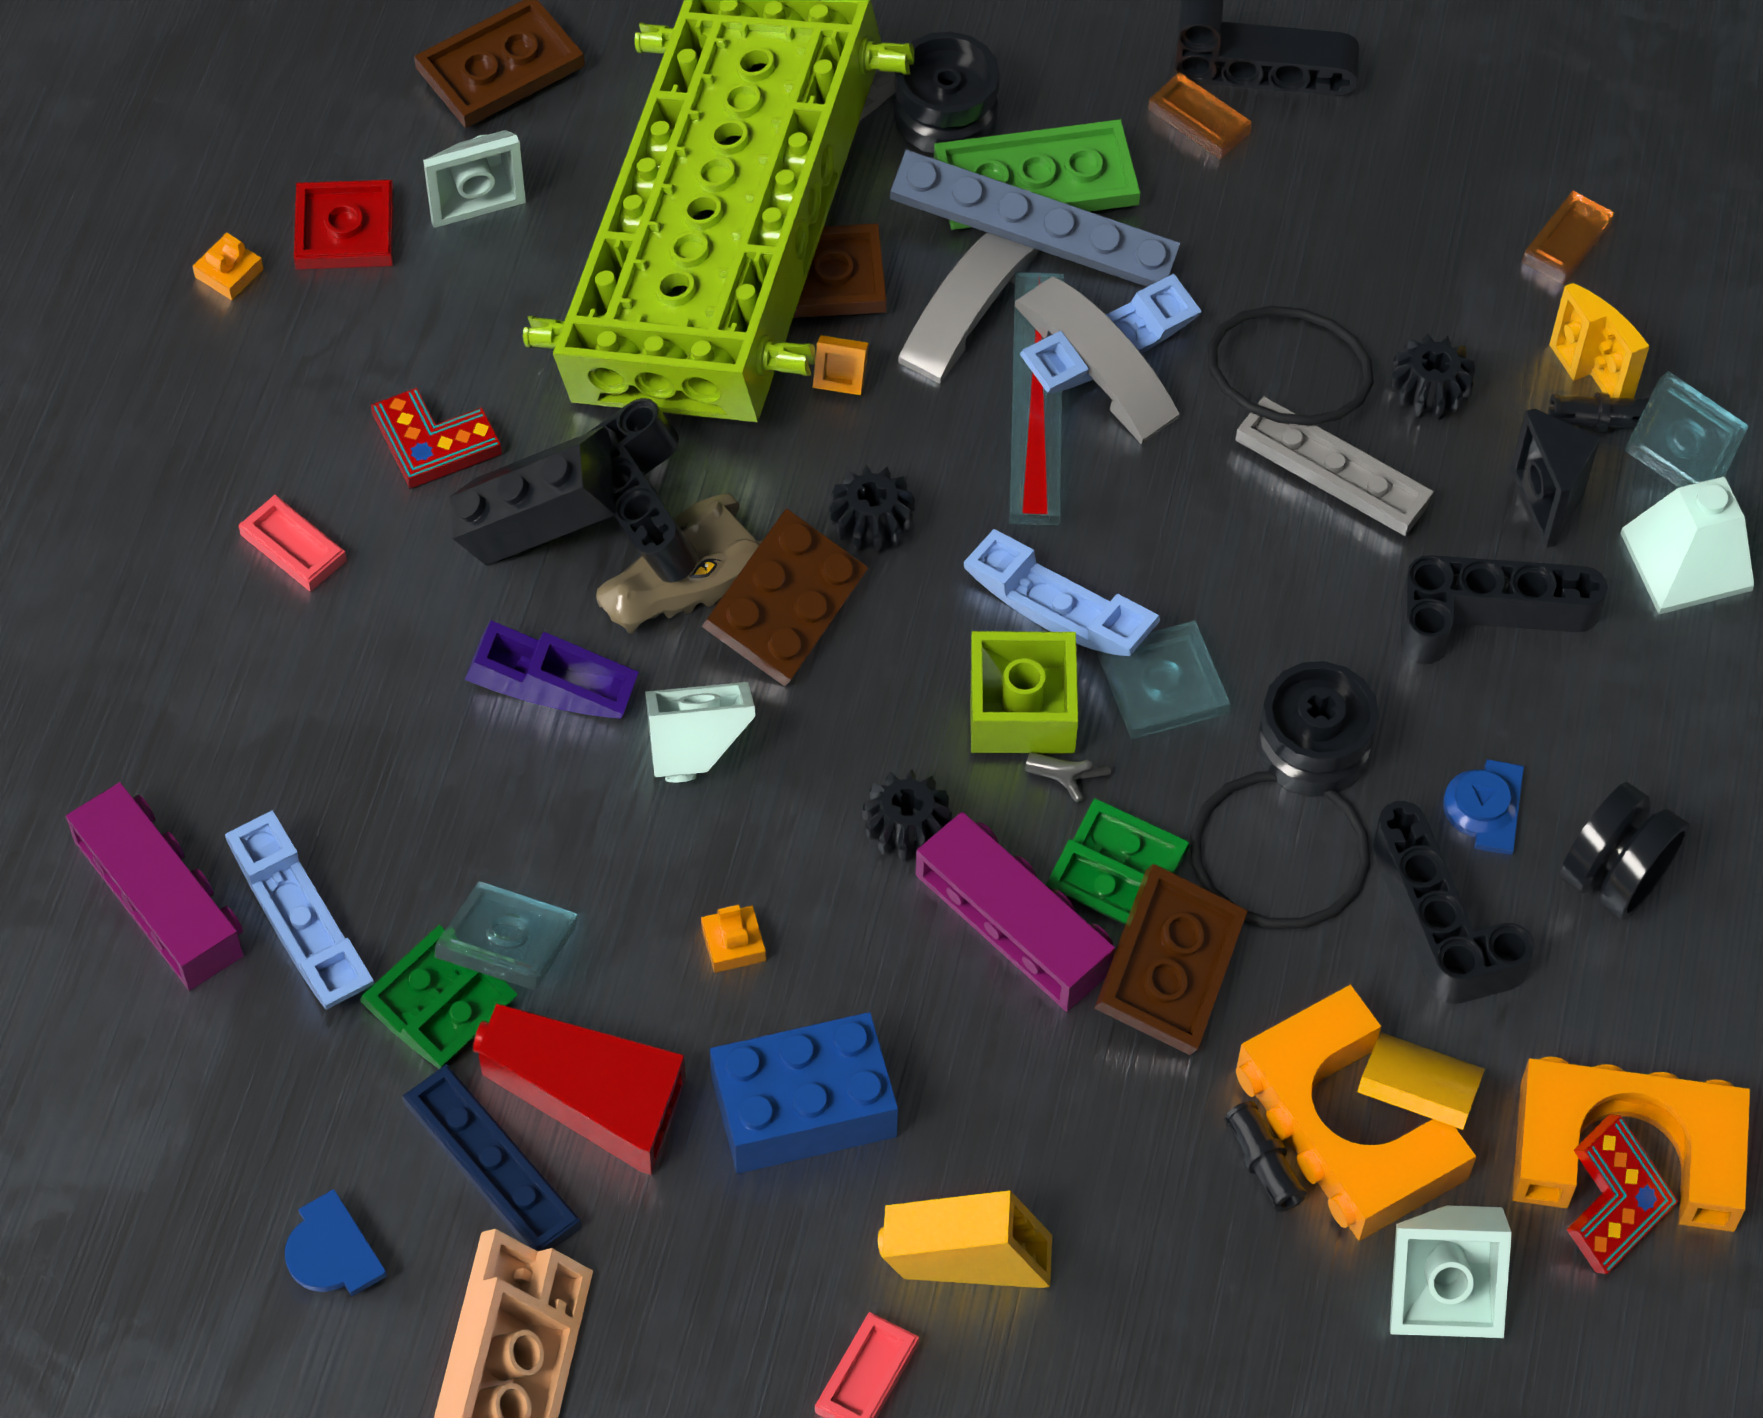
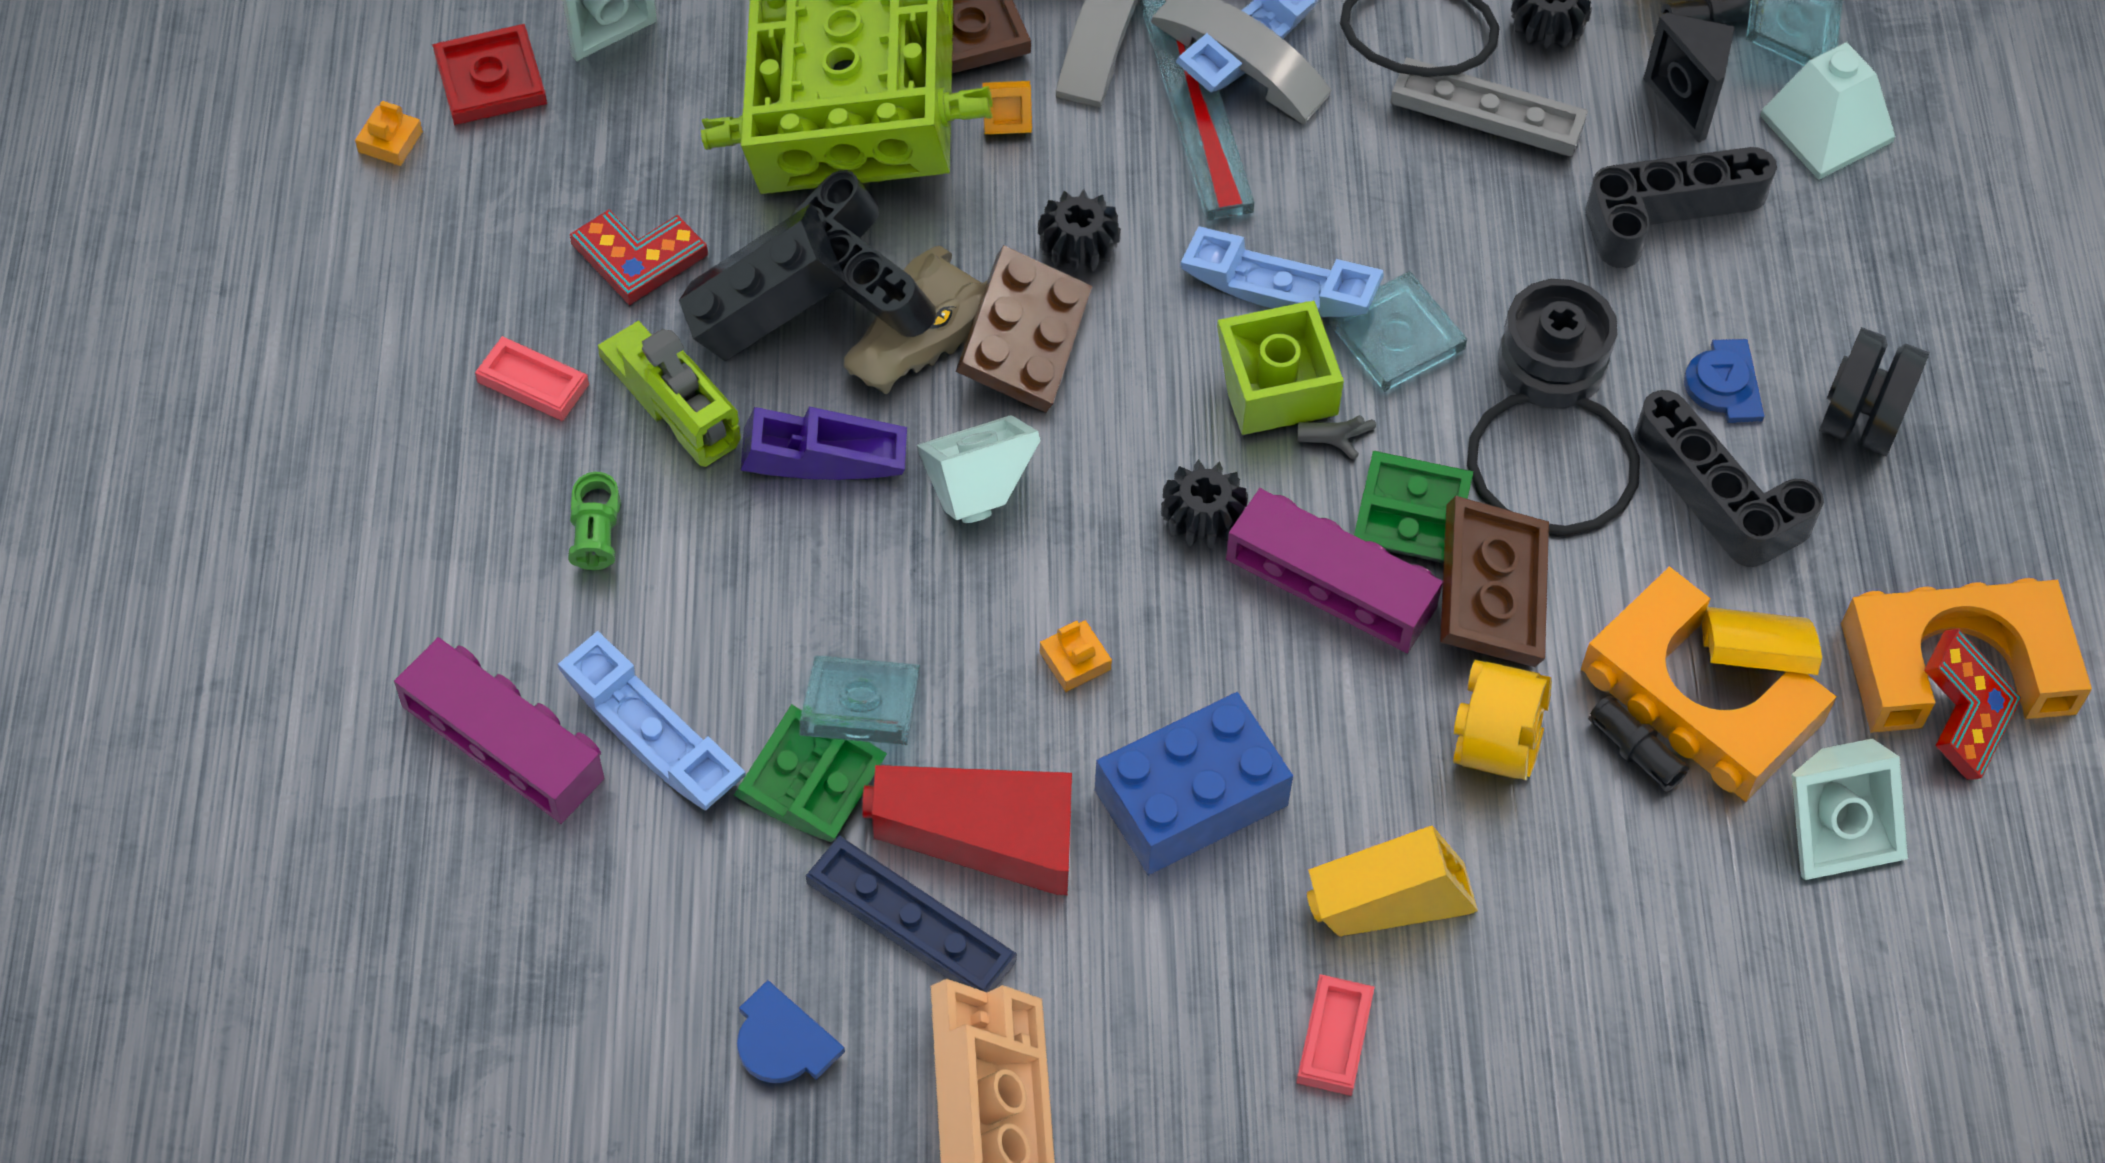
camera: 15 degrees left, 0 degrees up
(306, 700) = (593, 522): none -> bright green connector
(421, 587) = (674, 390): none -> lime plate
(1129, 1101) = (1503, 721): none -> yellow brick

